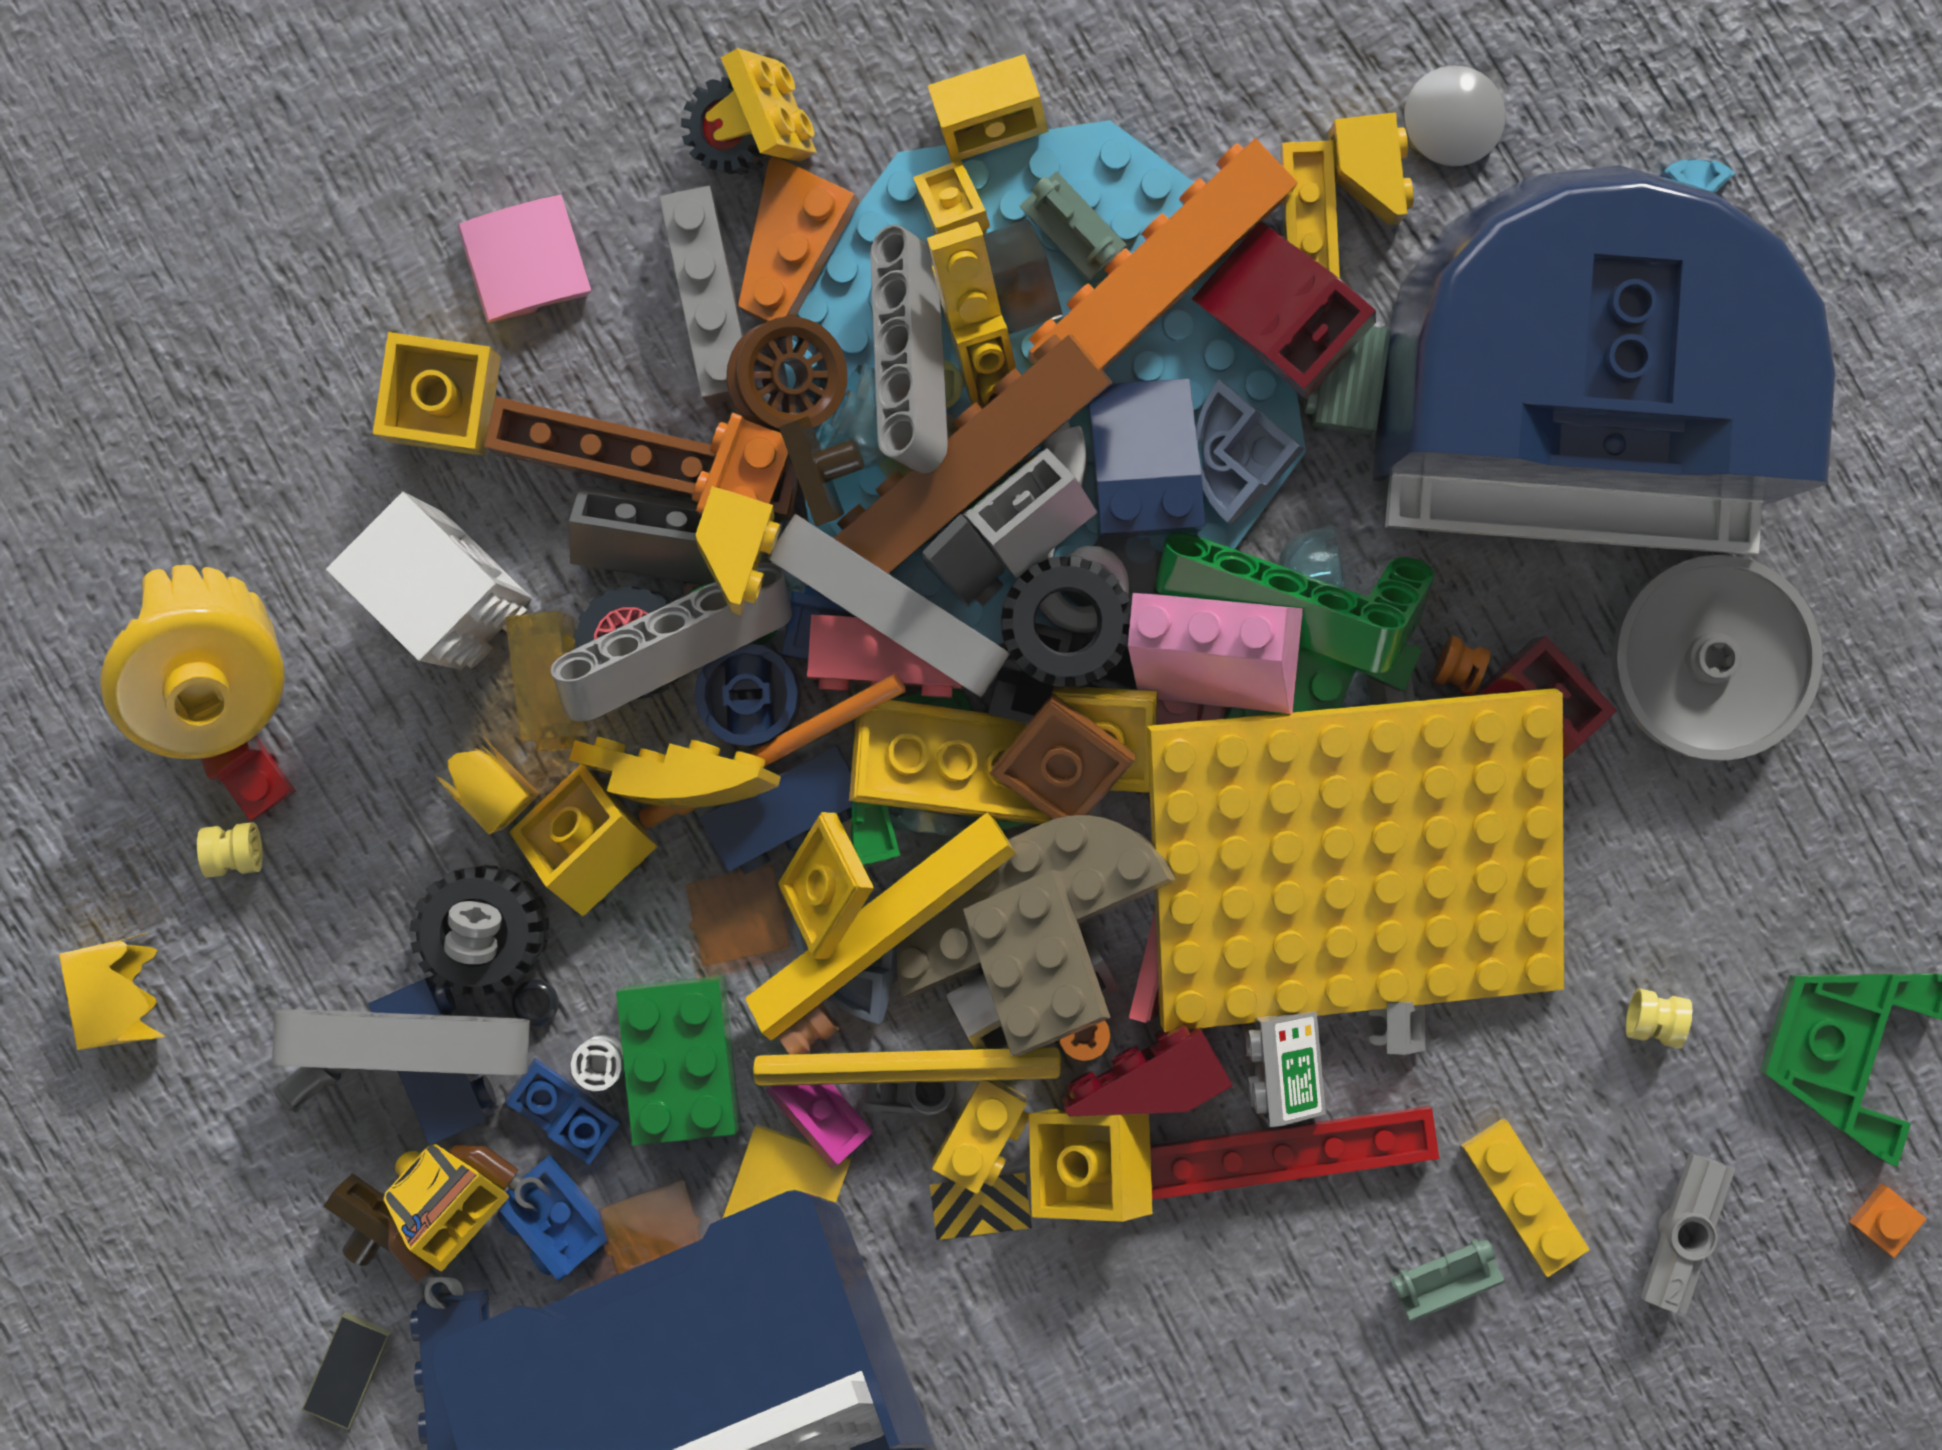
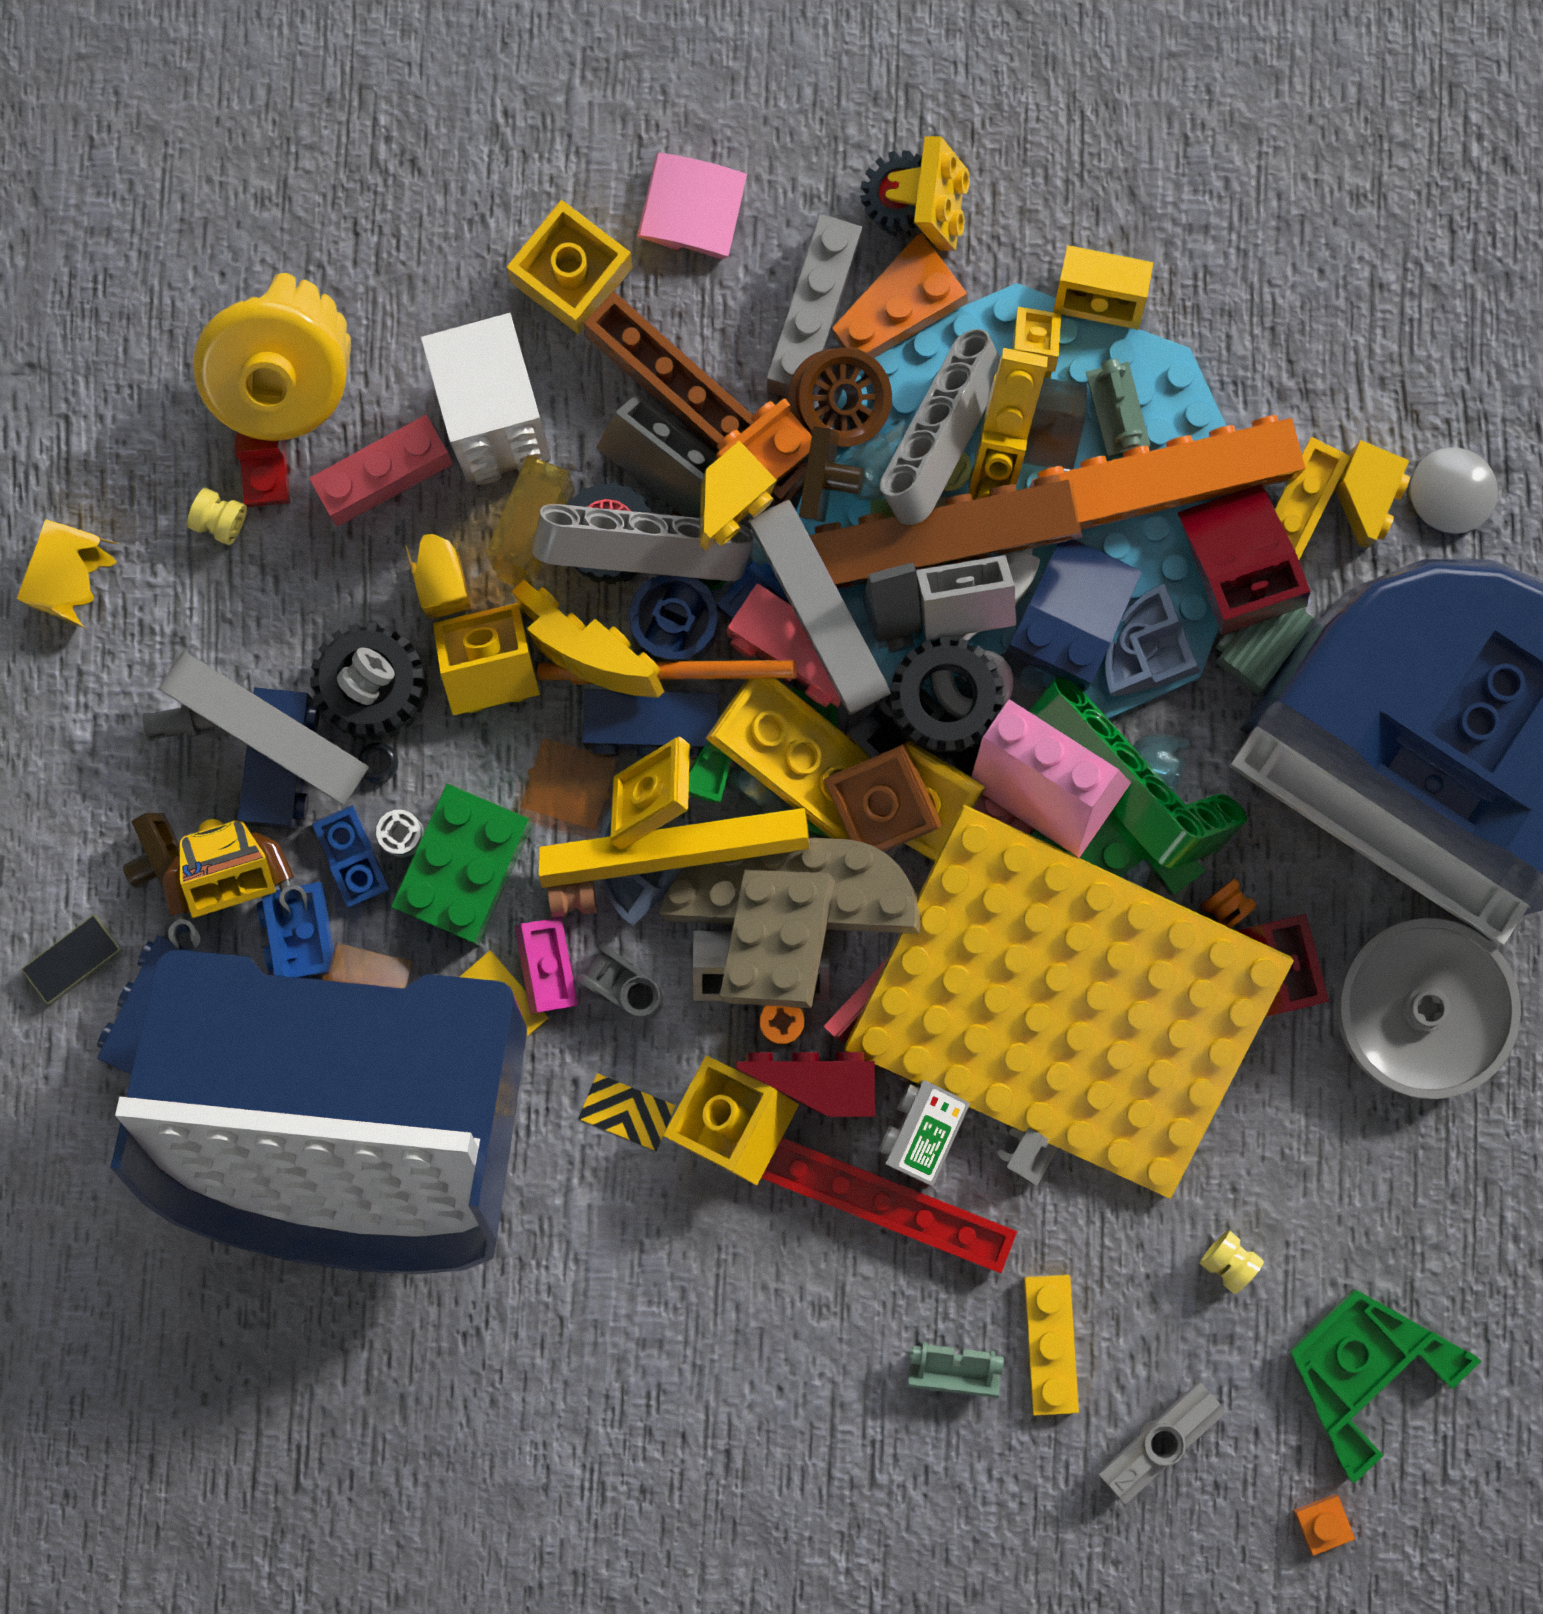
camera: 25 degrees right, 5 degrees down
(365, 712) = (381, 470): none -> coral brick
(905, 1067) = (633, 965): yellow axle -> none
(979, 1134) = (658, 1051): yellow brick -> none

